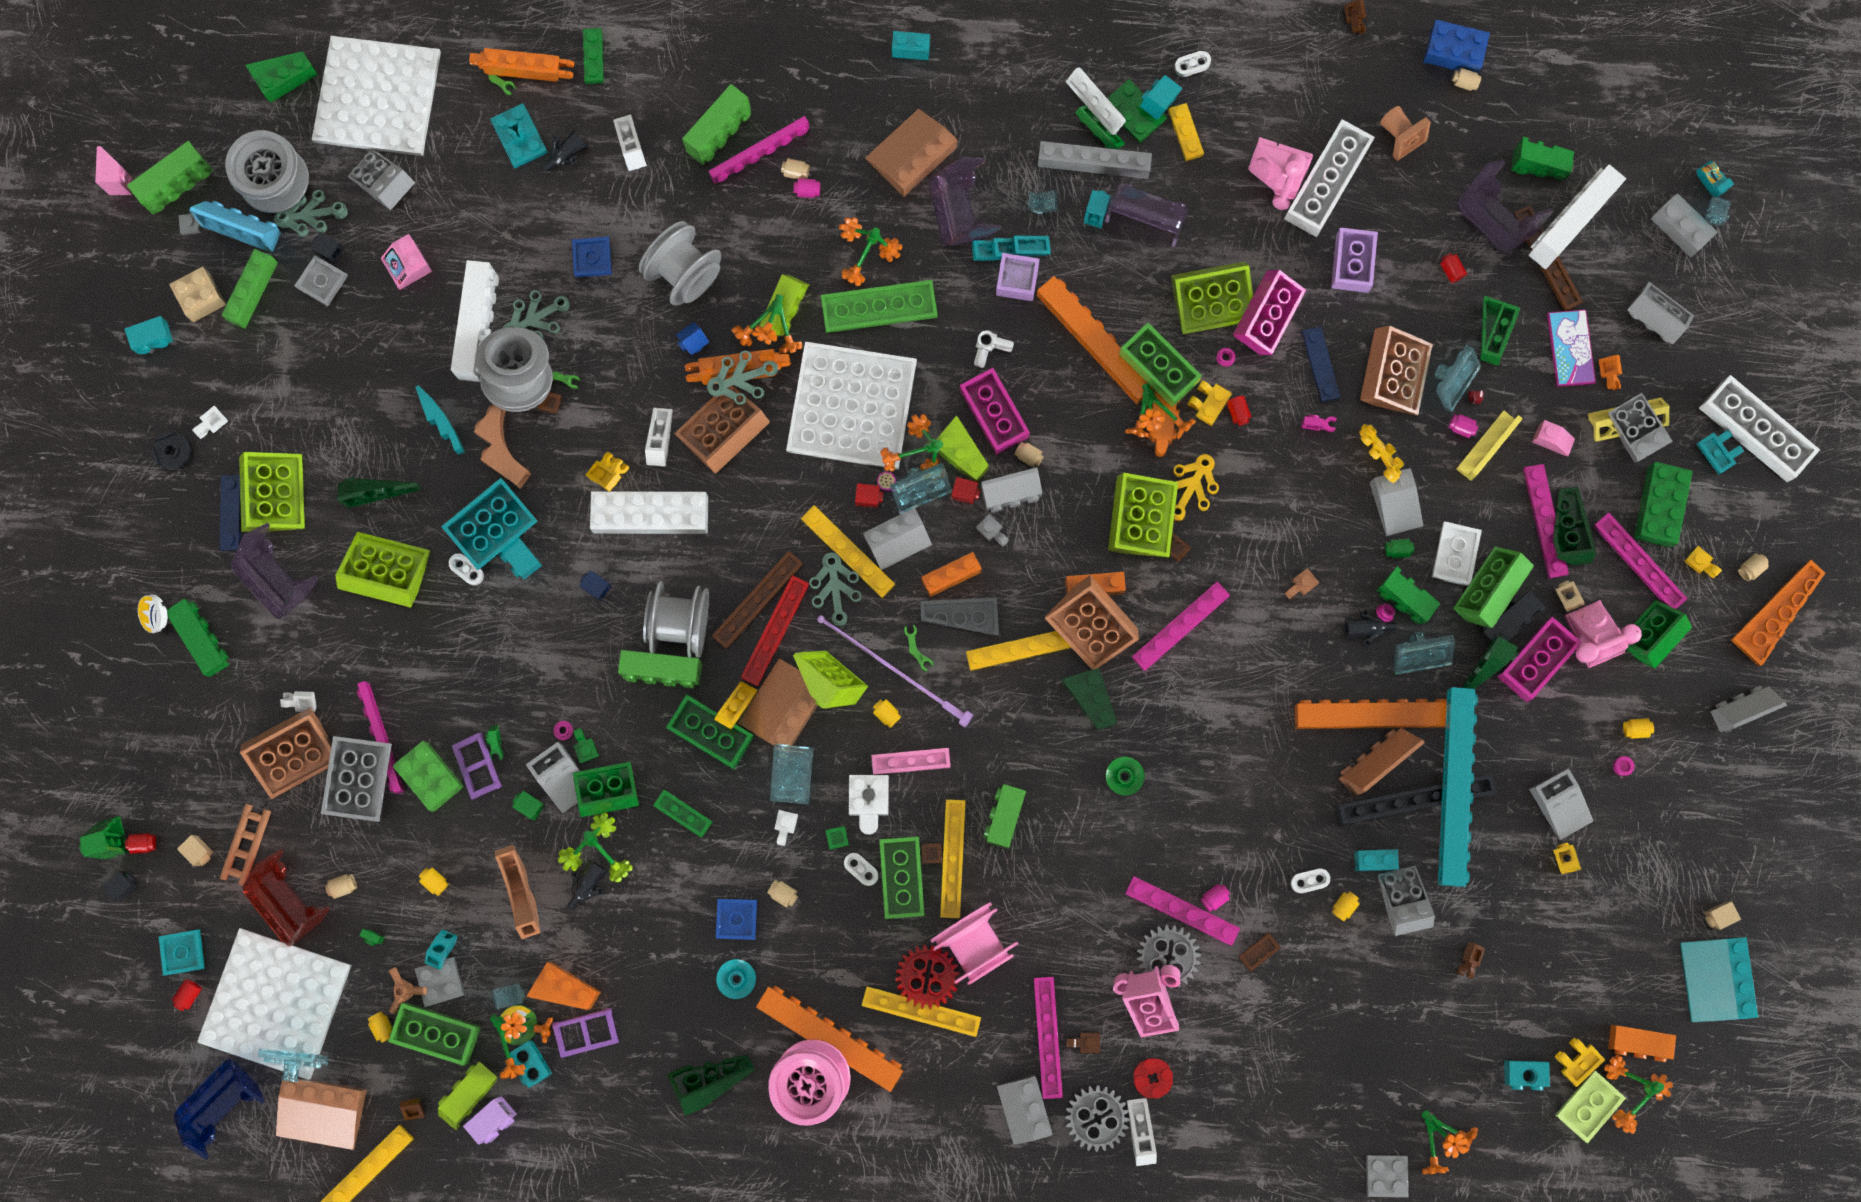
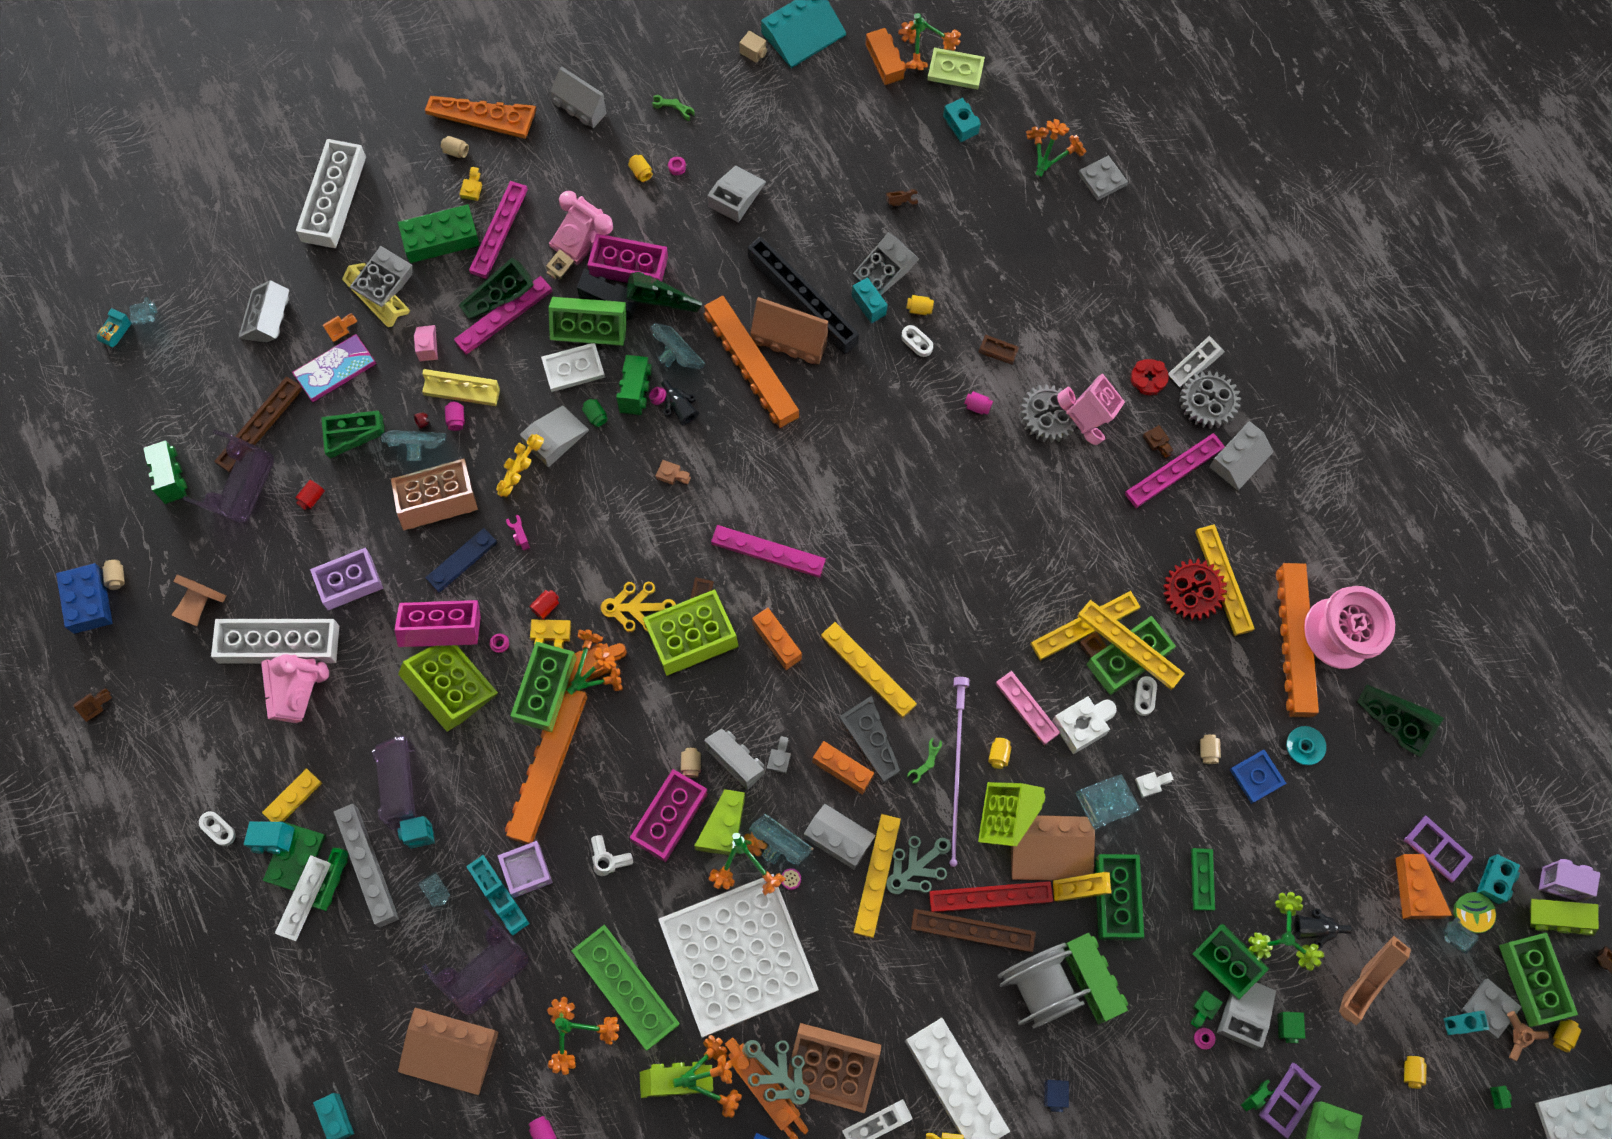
camera: 125 degrees left, 10 degrees down
(511, 1027) = (1490, 902): orange plant -> none
(837, 837) = (1133, 731): green plate -> none
(868, 495) = (815, 885): red brick -> none
(908, 877) = (1131, 644): none -> yellow plate
(965, 490) = (758, 800): red brick -> none
(974, 944) = (1148, 559): bright pink wheel -> none
(1004, 816) = (1025, 599): bright green brick -> none
(1091, 696) = (875, 588): dark green wedge -> none
(1092, 623) = (814, 618): nougat slope -> none
(1132, 769) = (929, 517): green dish -> none
(1182, 911) = (1005, 424): dark pink plate -> none
(1457, 787) = (775, 263): teal brick -> none
(1567, 867) = (779, 162): yellow brick -> none
(1576, 215) = (208, 413): white brick -> none
(1582, 1065) = (930, 87): yellow plate -> none
(1661, 631) = (545, 187): green slope -> none
(1684, 225) = (170, 332): light grey slope -> none
(1697, 803) = (675, 104): none -> bright green piece
(1717, 453) = (369, 217): teal plate -> none

